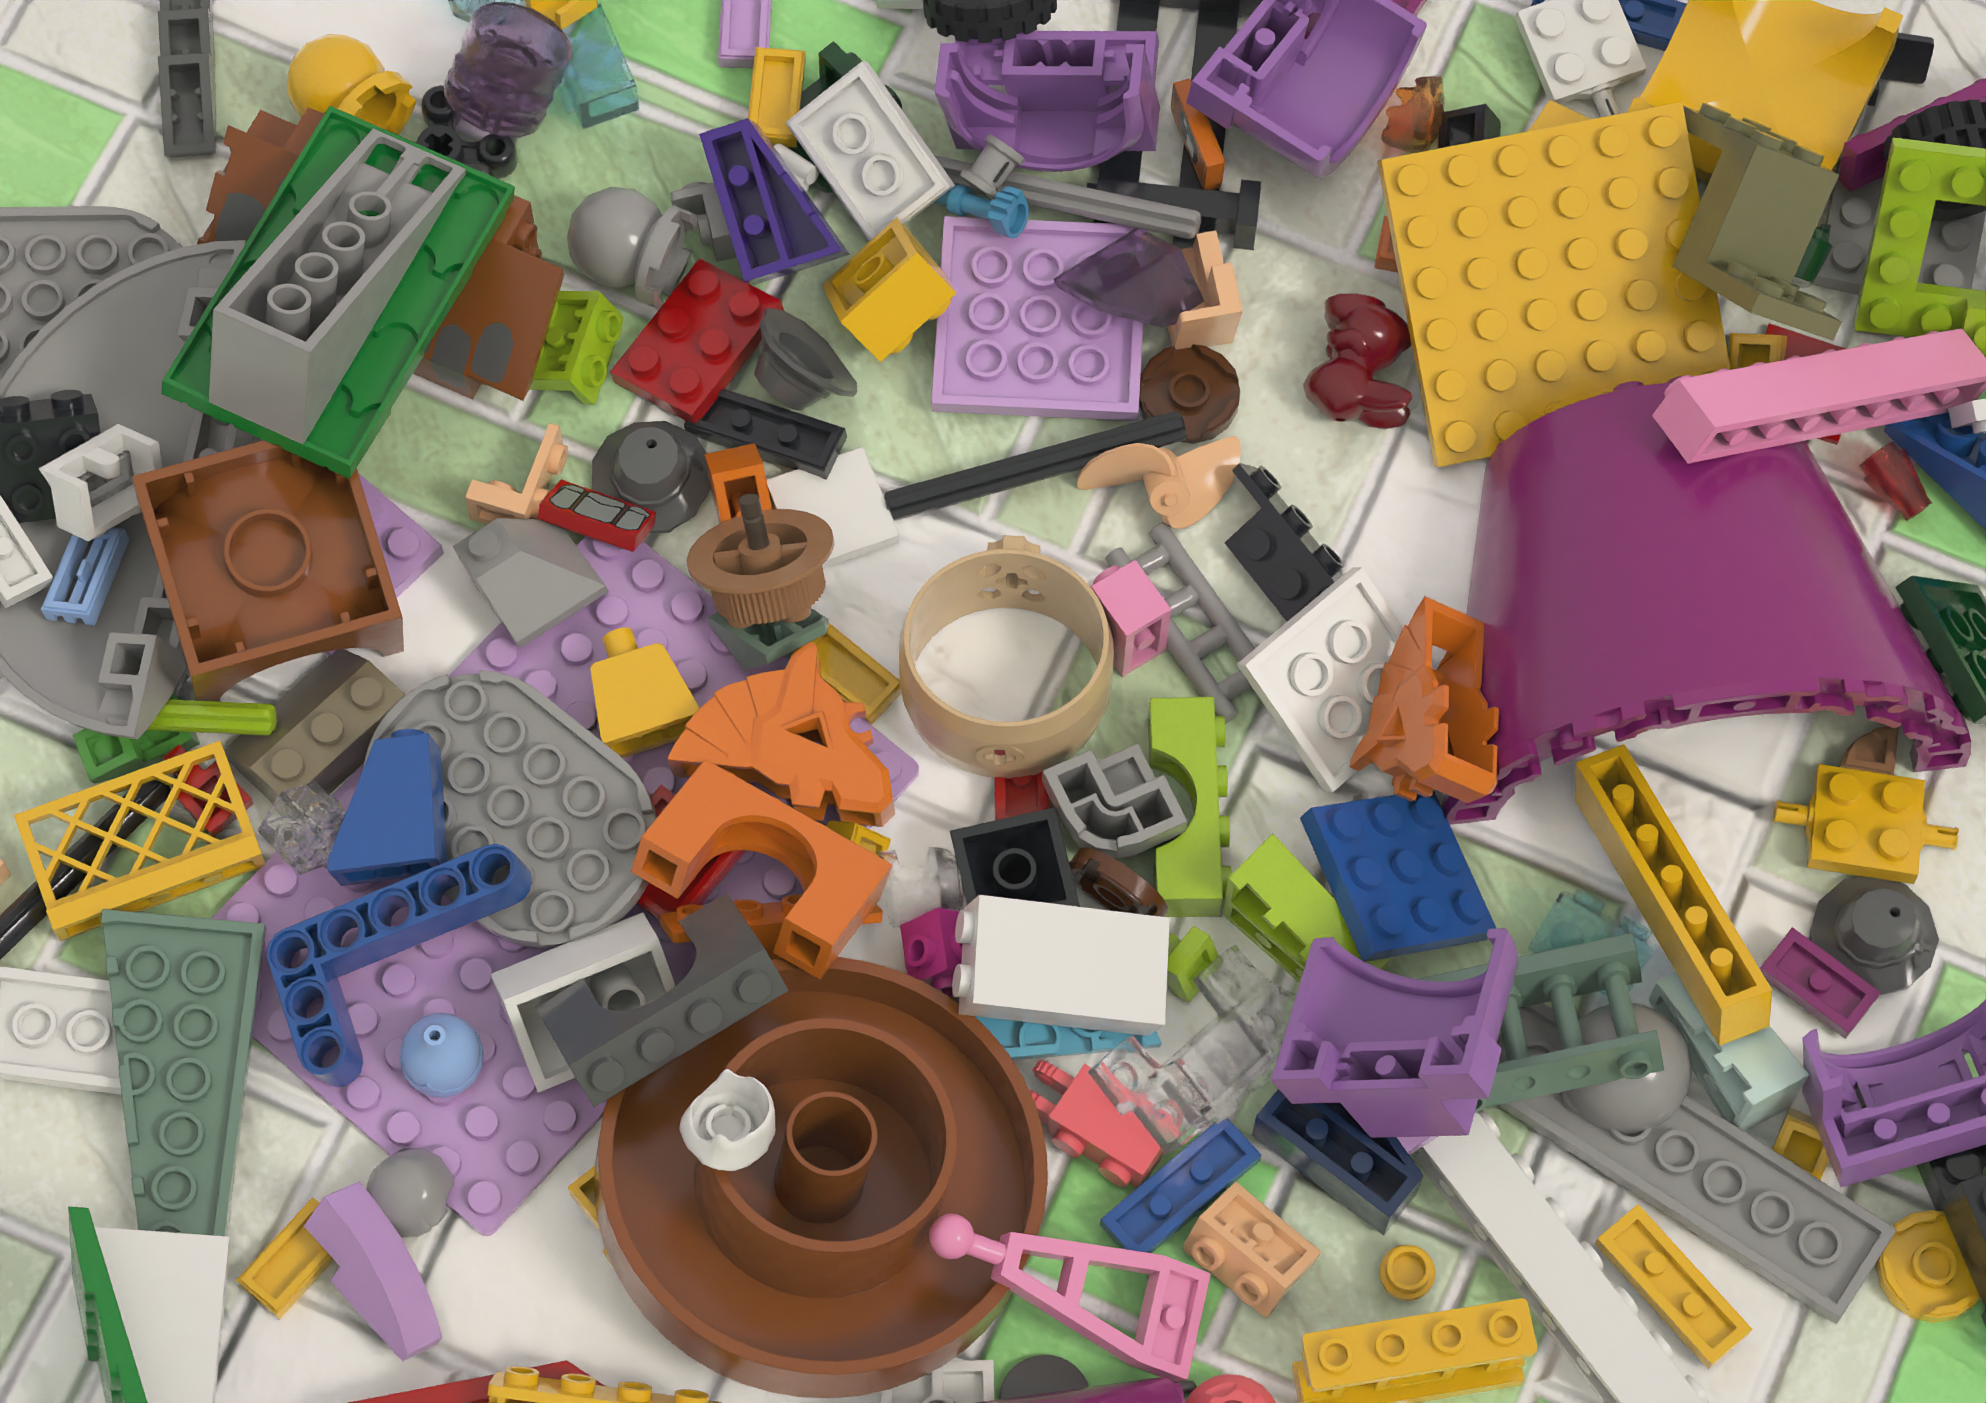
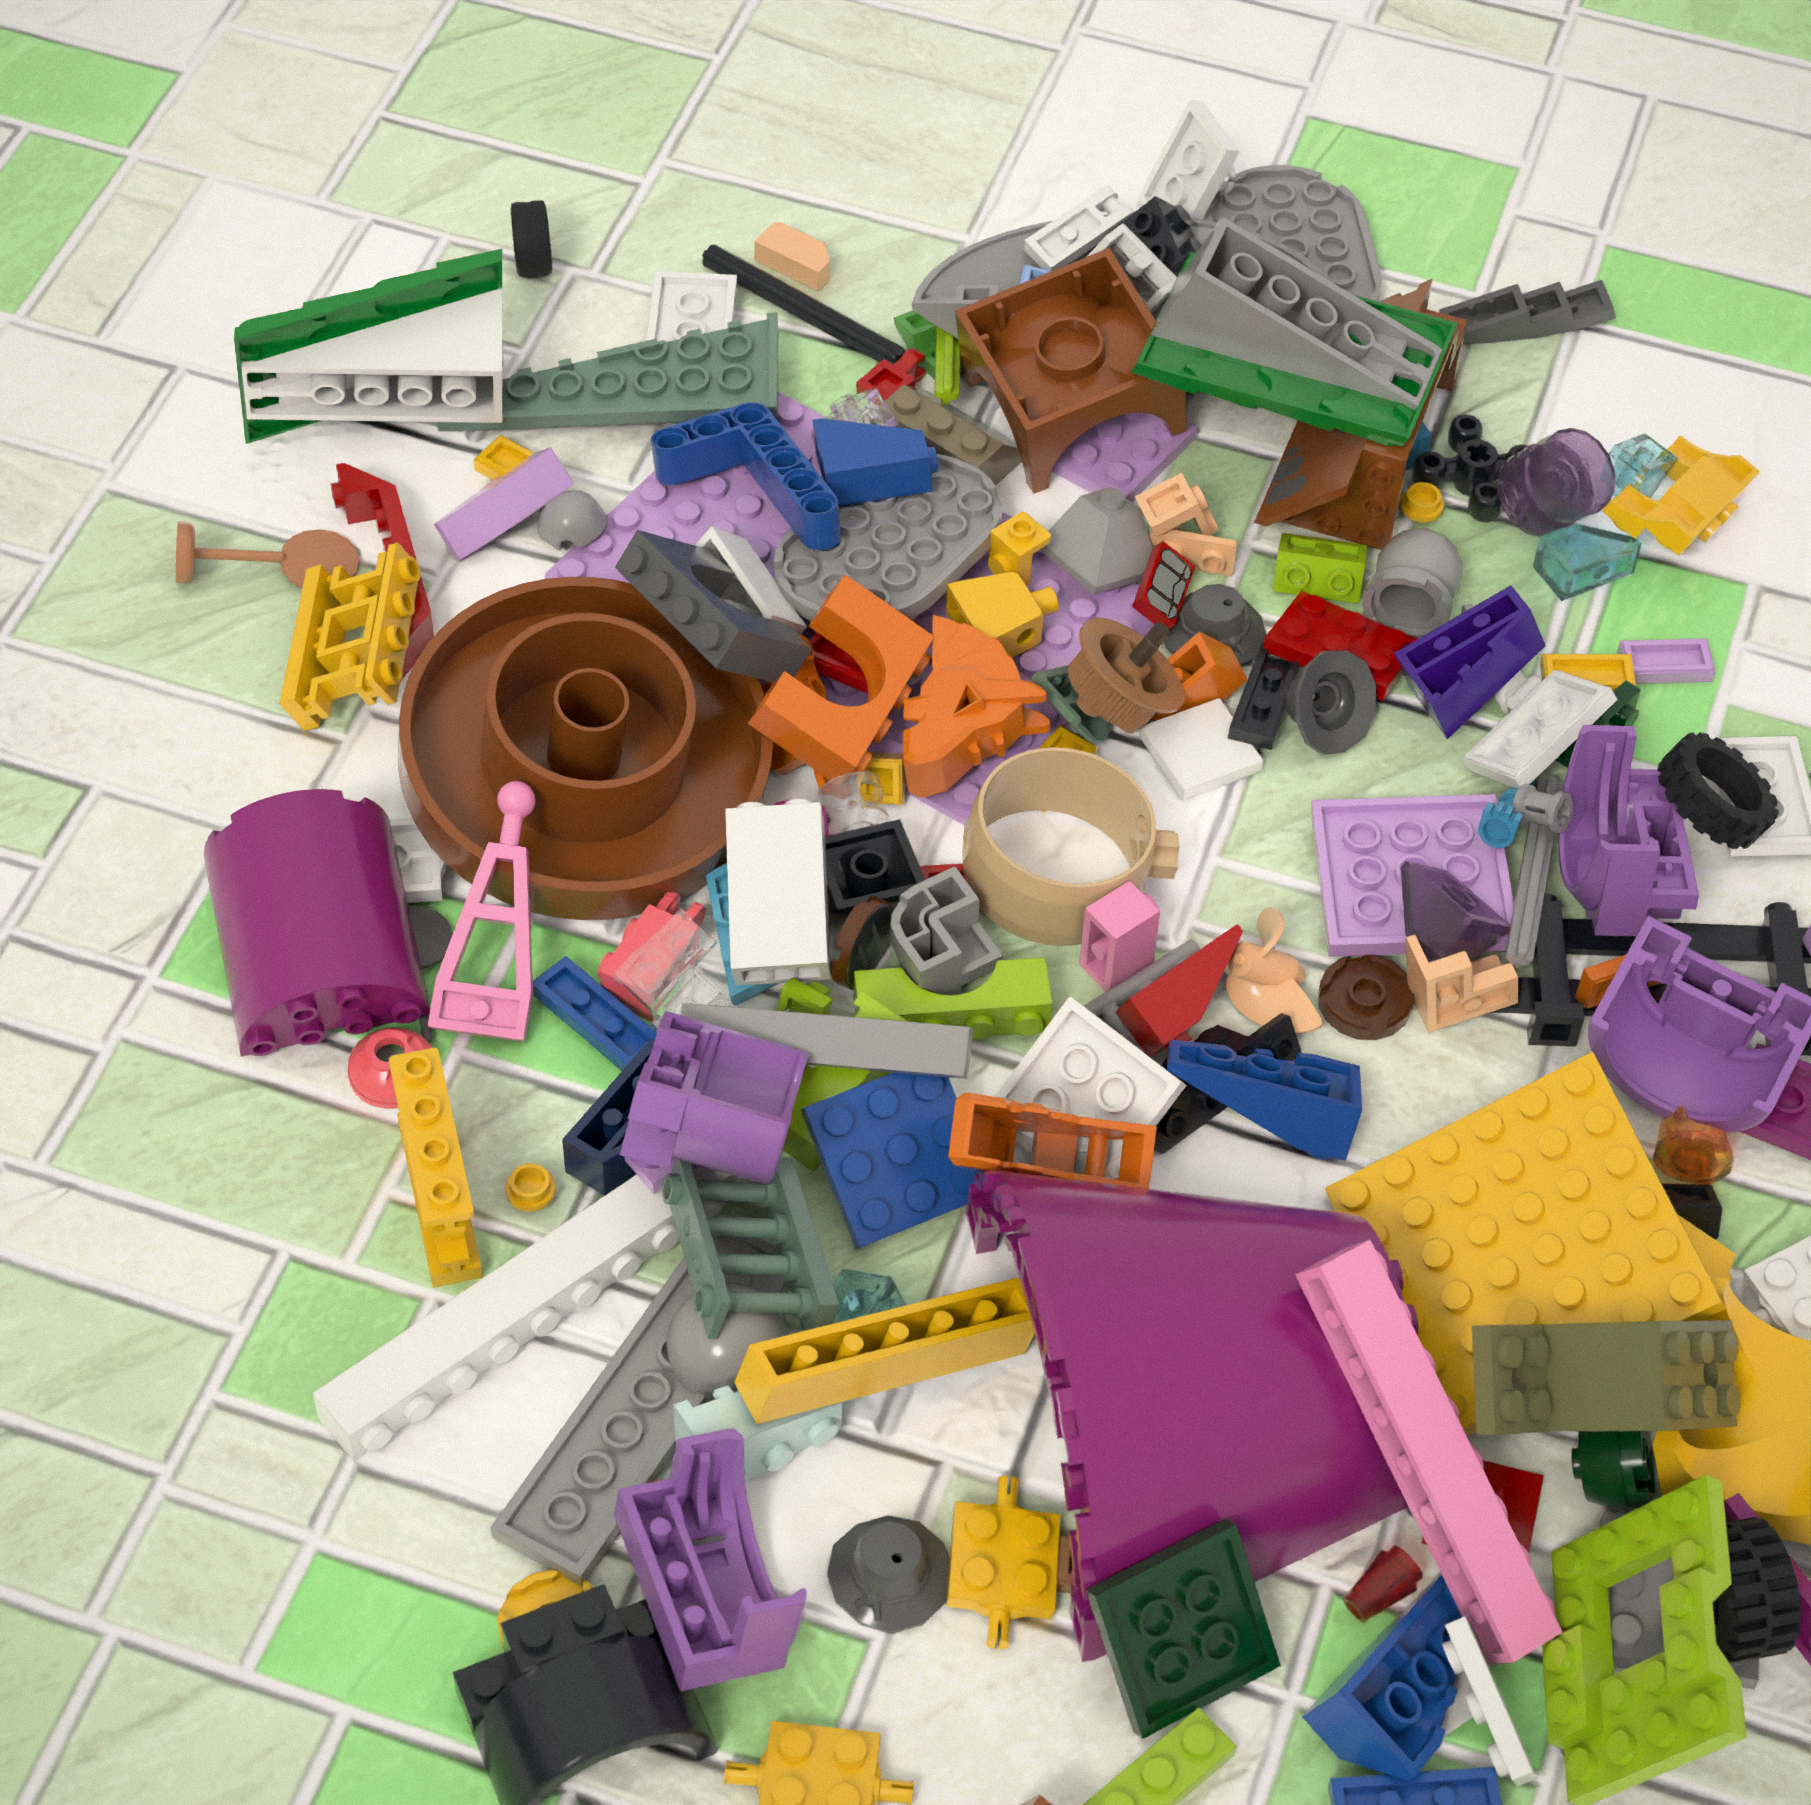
camera: 85 degrees right, 15 degrees down
(155, 883) = (809, 350): yellow fence -> none
(351, 78) = (1511, 395): yellow tile -> none
(441, 1055) = (682, 517): light blue helmet -> none
(504, 479) = (1175, 503): none -> light nougat bracket
(543, 659) = (1014, 544): none -> yellow bracket
(730, 1122) = (586, 618): white hair -> none
(889, 291) = (1407, 757): yellow slope -> none
(1029, 466) = (1267, 880): black axle -> none
(1204, 566) = (1179, 997): none -> red slope
(1250, 1249) = (549, 1069): light nougat bracket -> none
(1292, 919) = (852, 1040): none -> light grey tile
(1339, 482) = (1301, 1101): none -> blue wedge
(1360, 344) = (1395, 1104): dark red animal -> none
(1673, 1286) = (521, 1394): yellow plate -> none
(1753, 348) = (1503, 1458): yellow slope -> none
(1819, 983) = (829, 1514): magenta plate -> none

